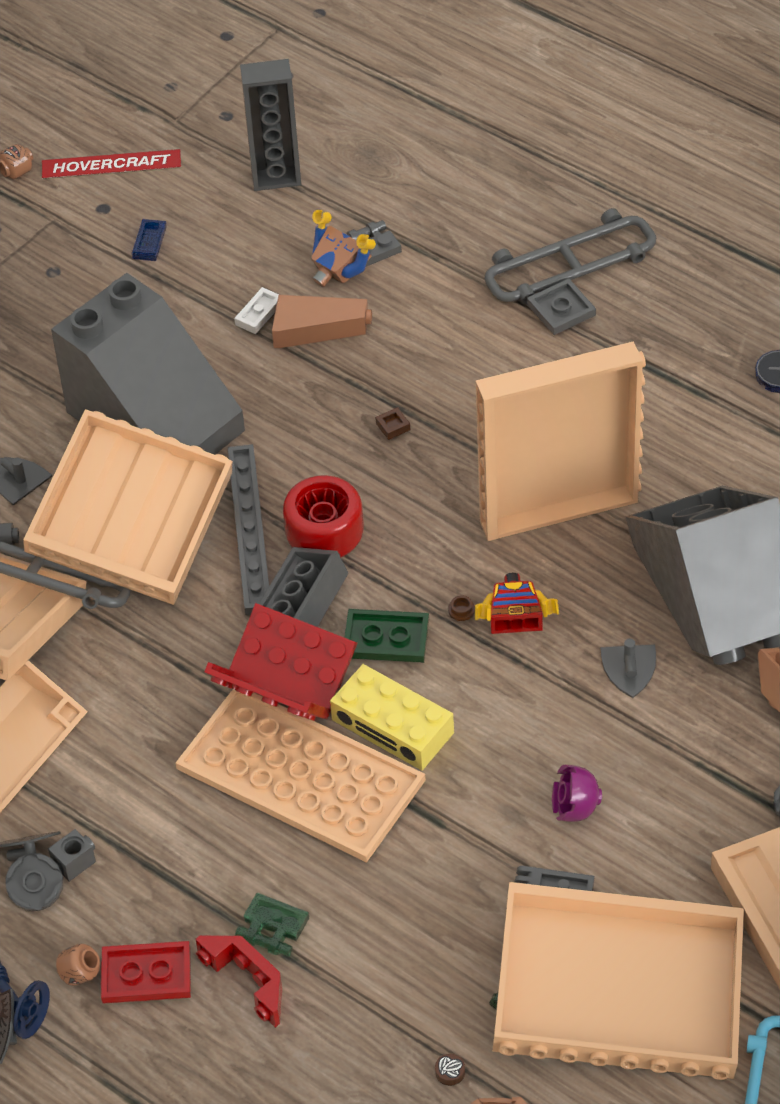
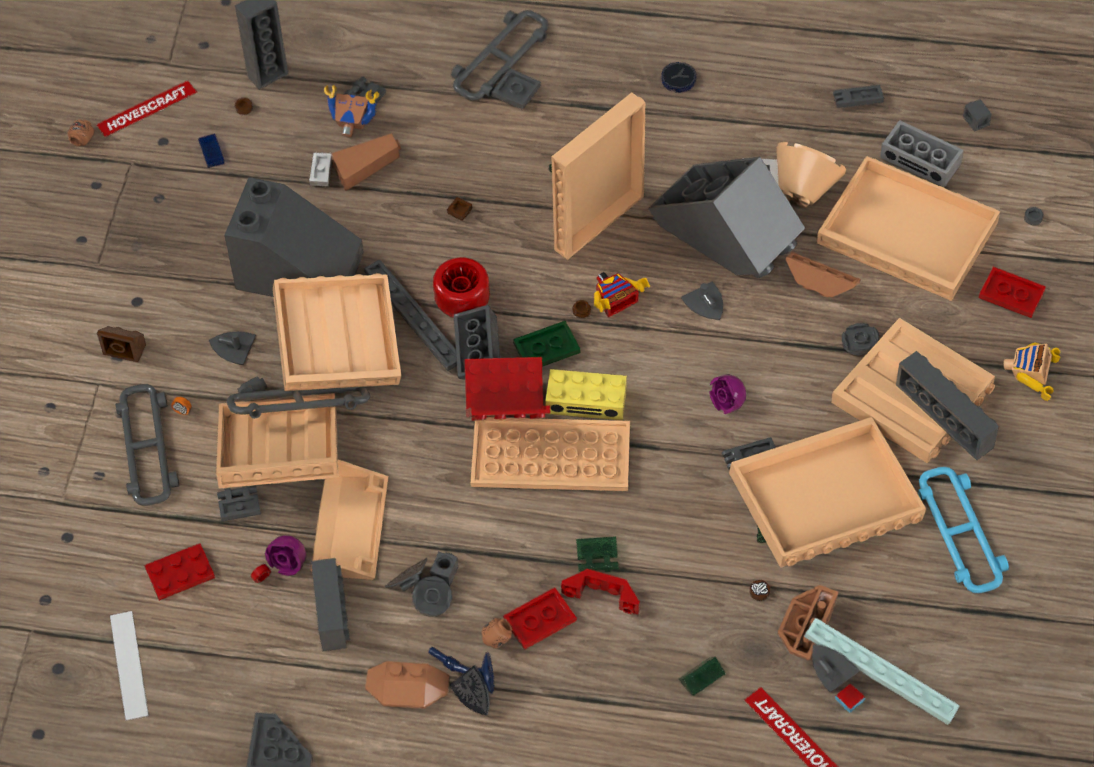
camera: 30 degrees left, 5 degrees up
(222, 202) = (243, 106): none -> reddish brown tile

